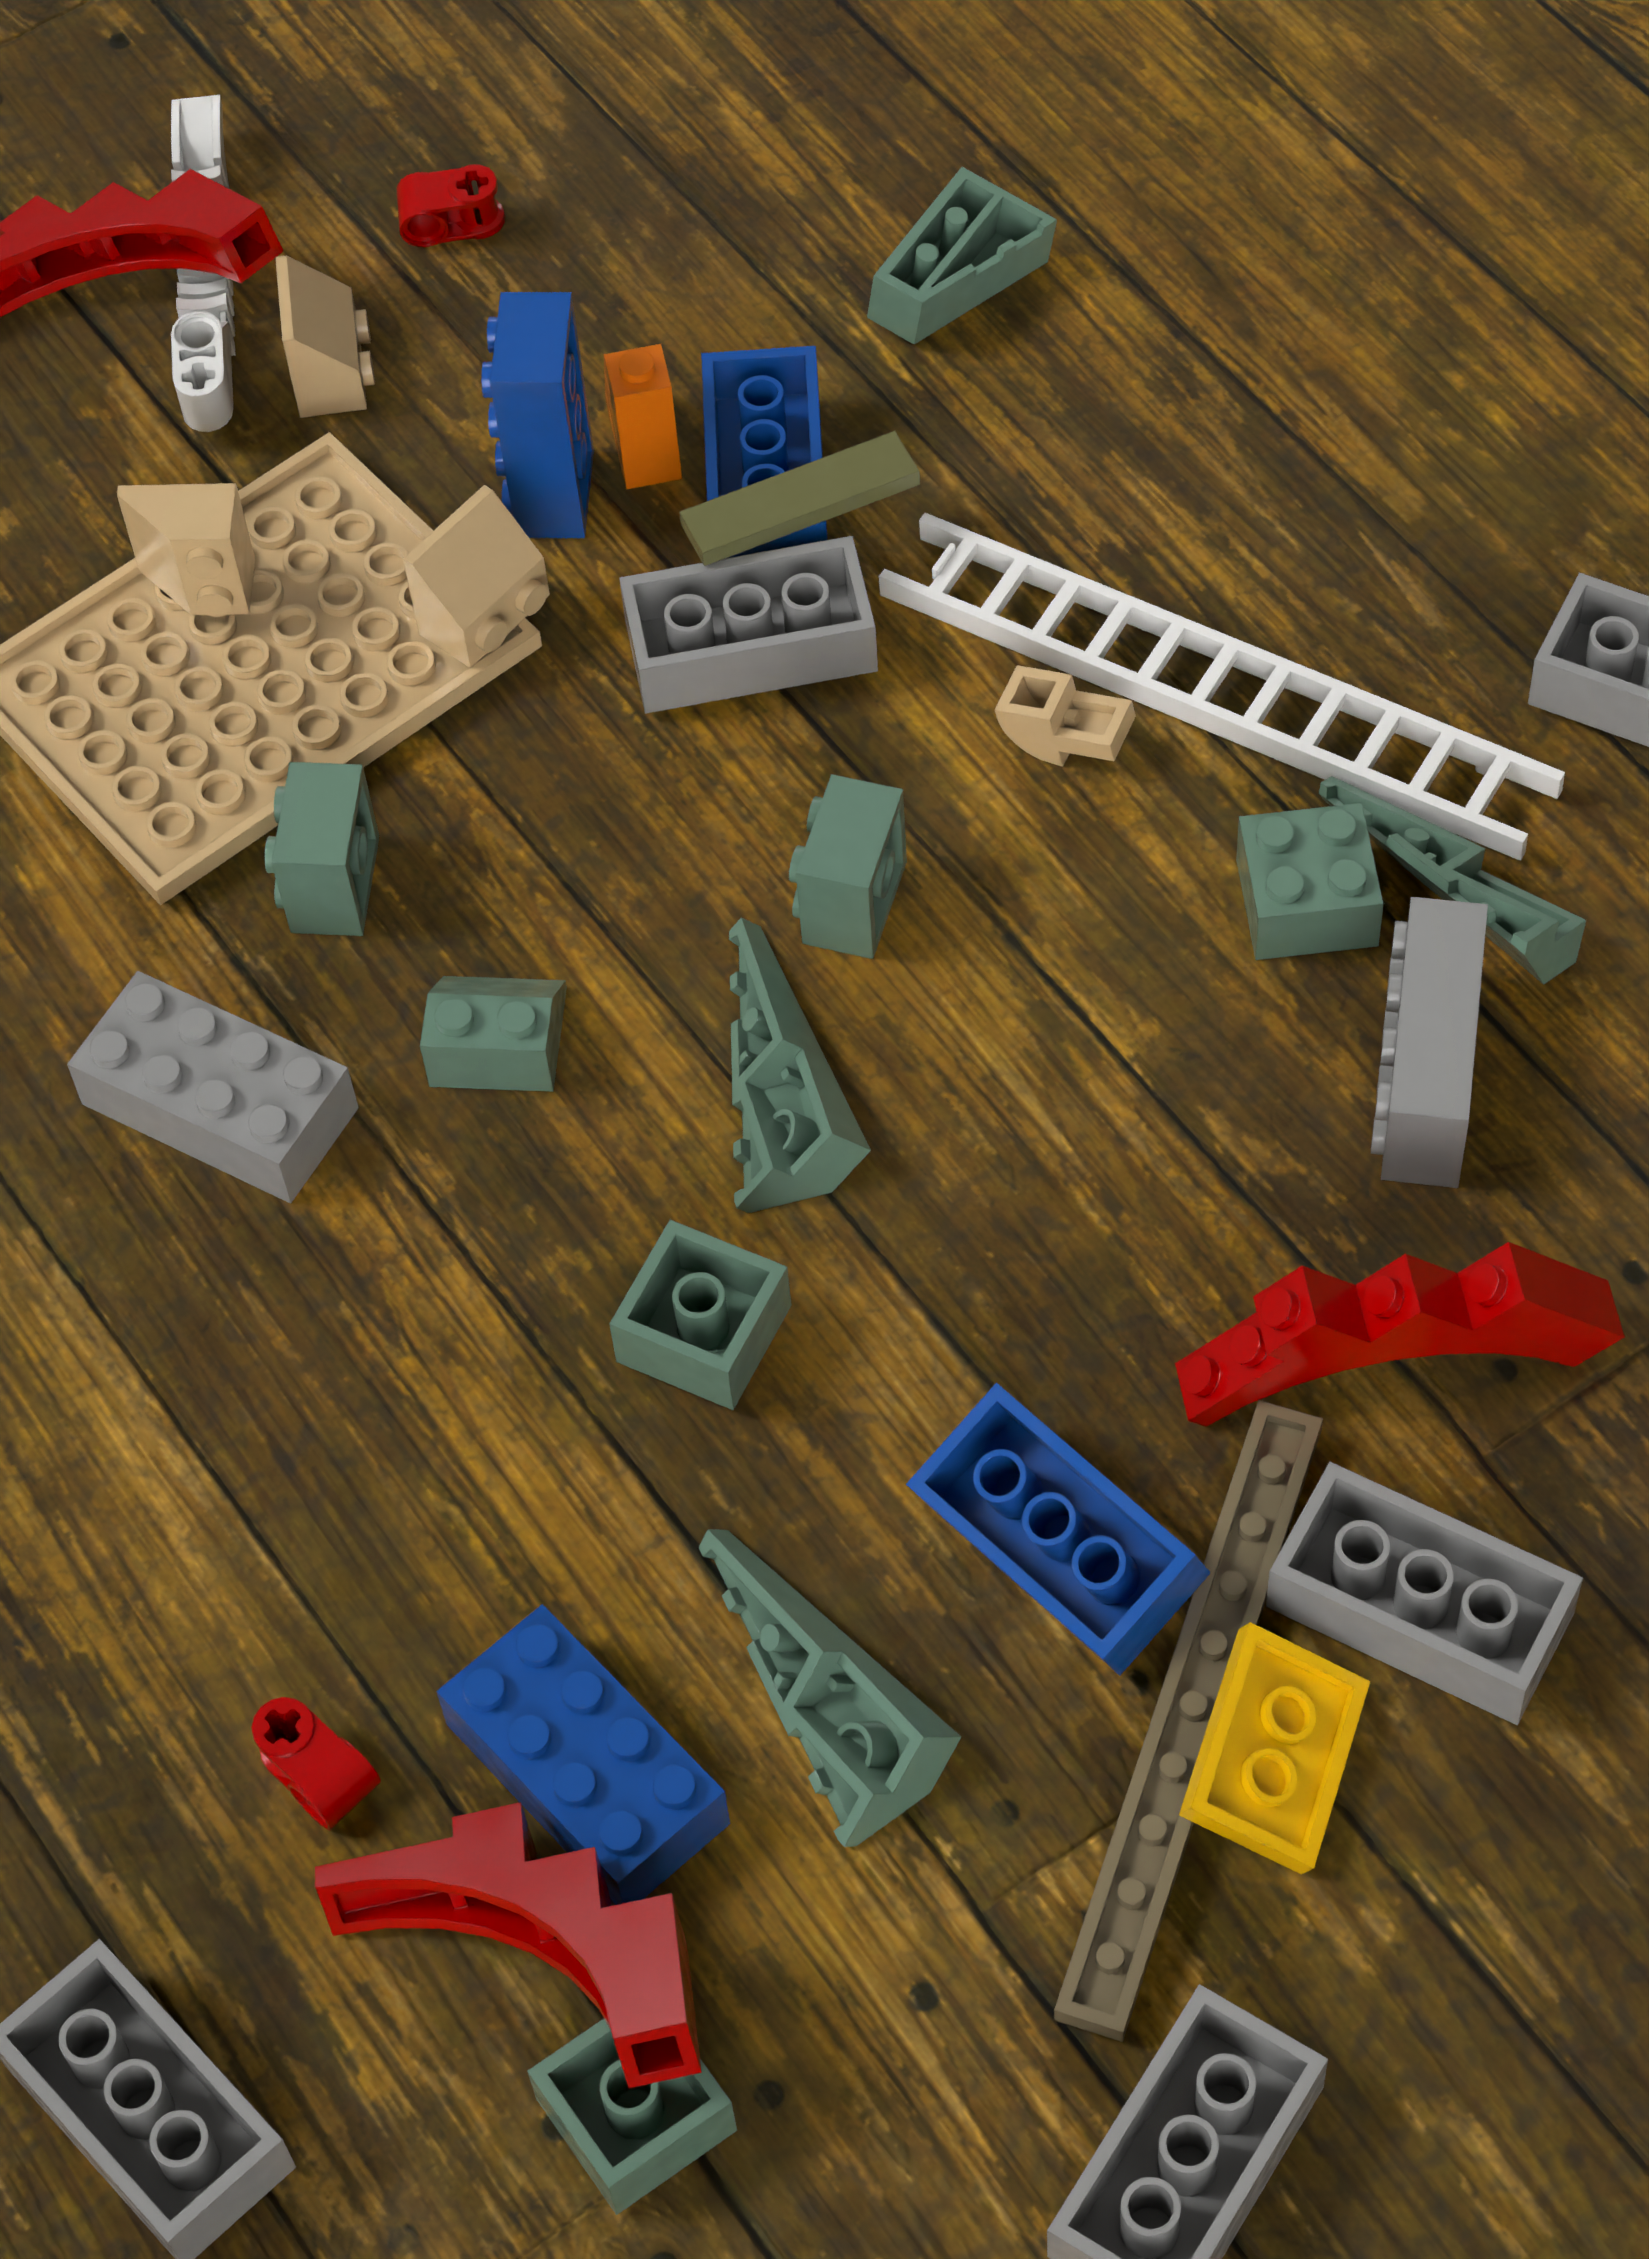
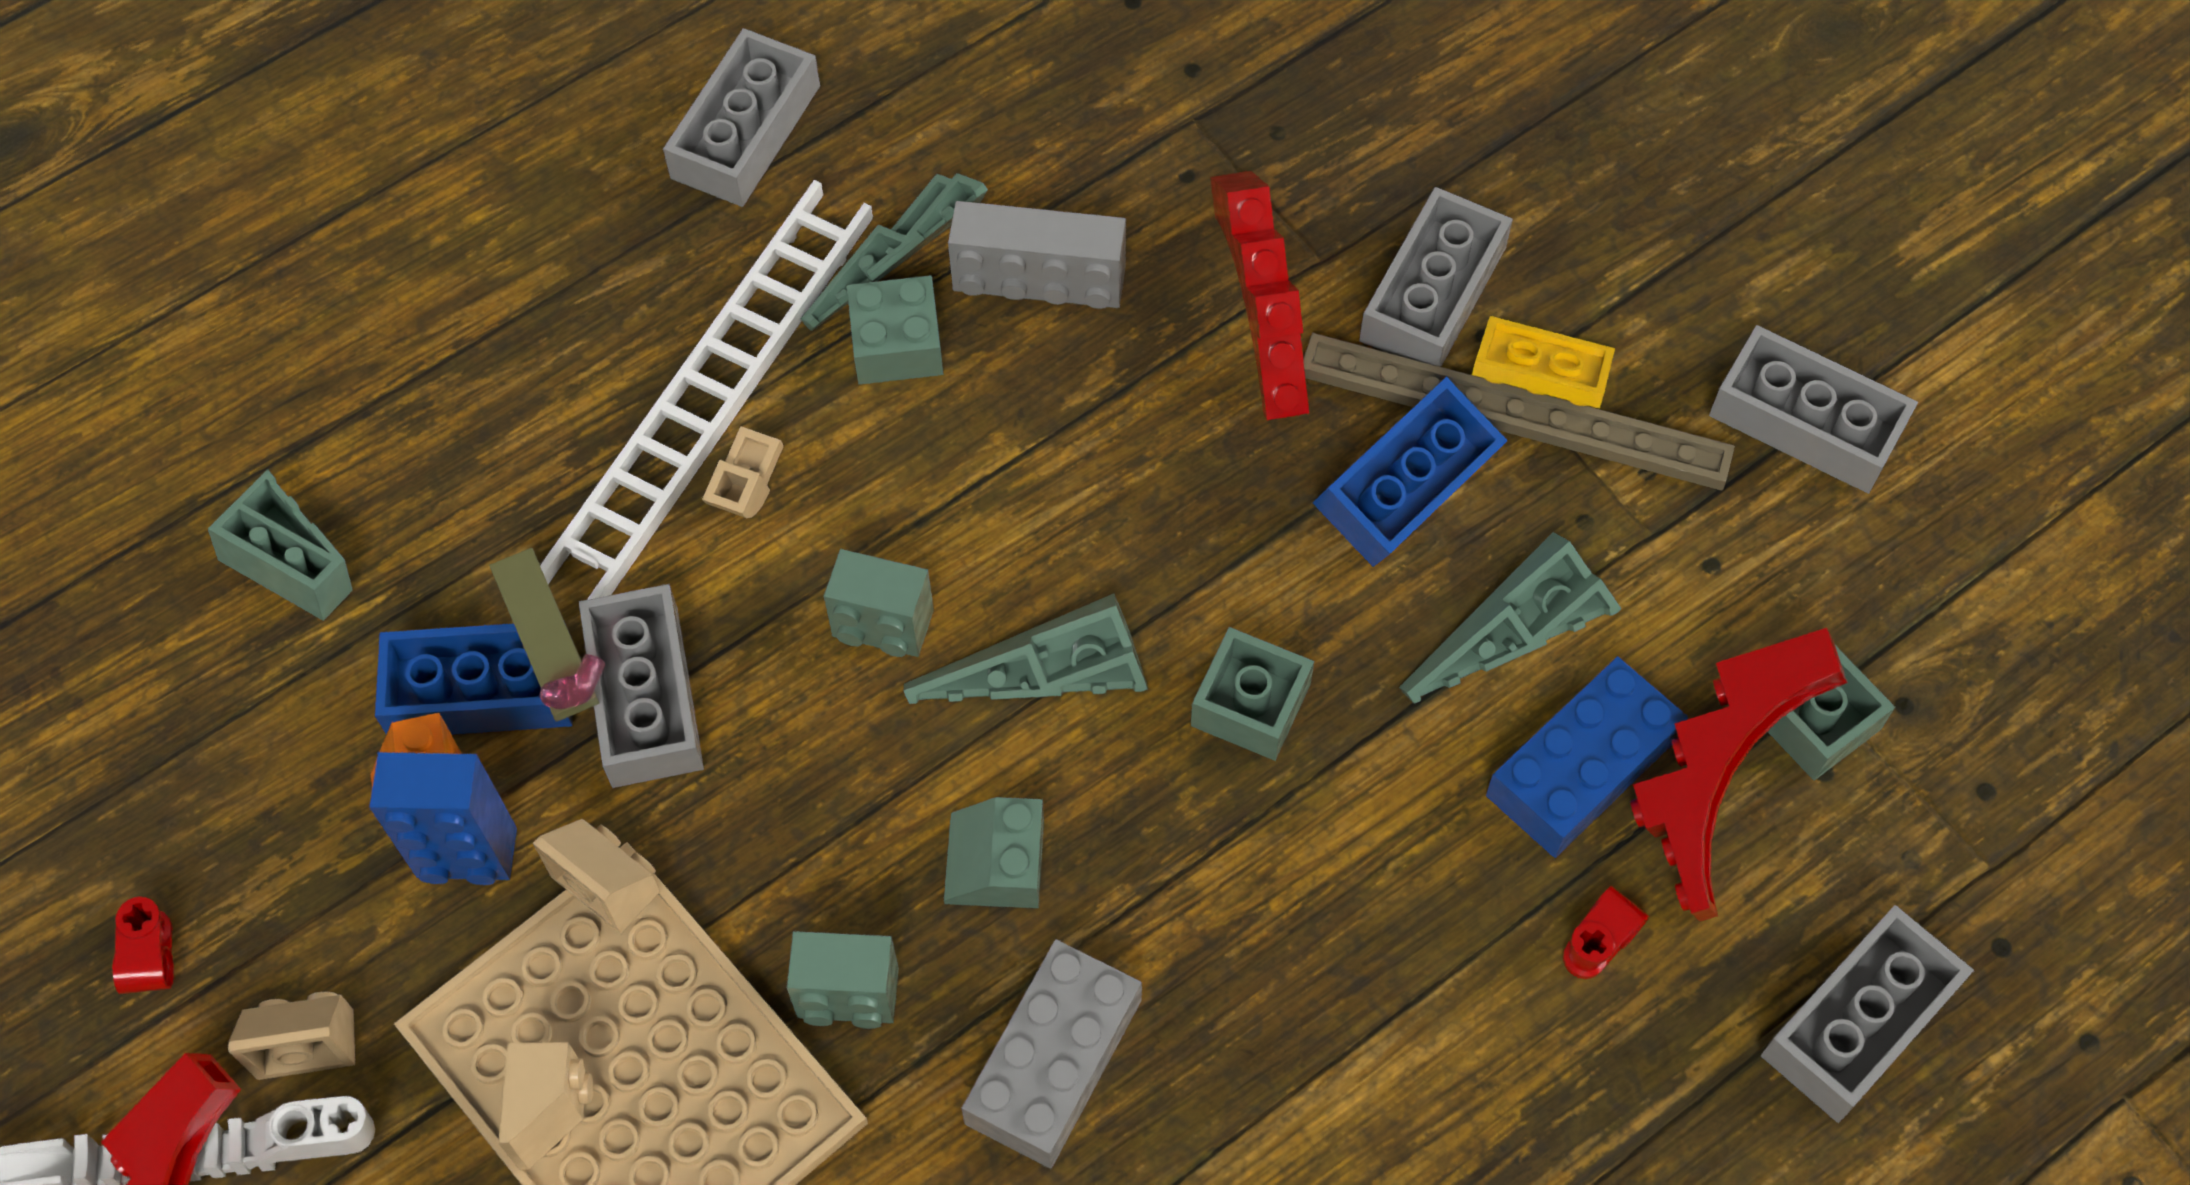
camera: 95 degrees left, 5 degrees up
(705, 524) = (574, 689): none -> clear pink arm

